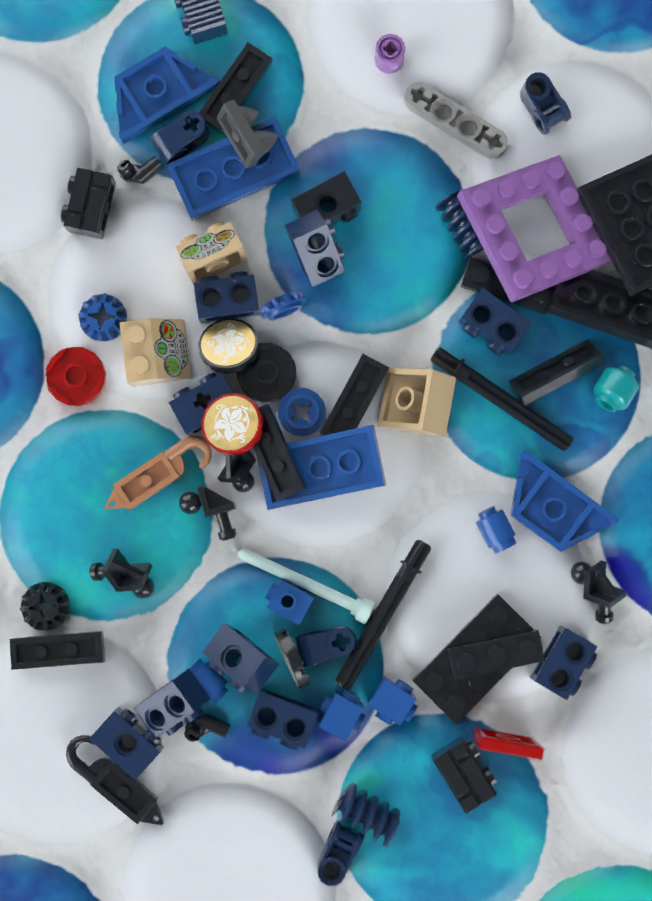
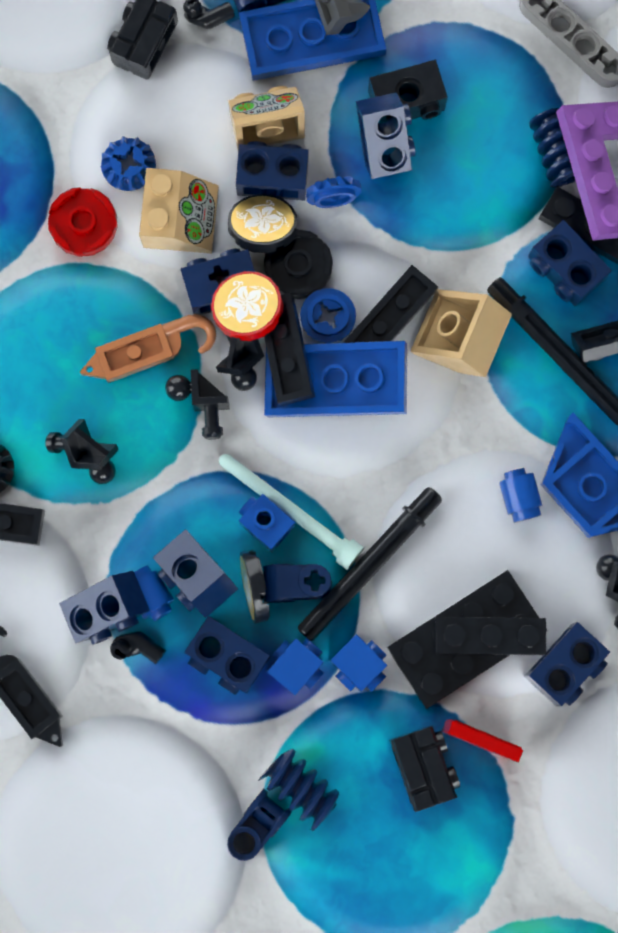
camera: 10 degrees right, 5 degrees down
(109, 740) = (23, 633): dark blue brick -> none

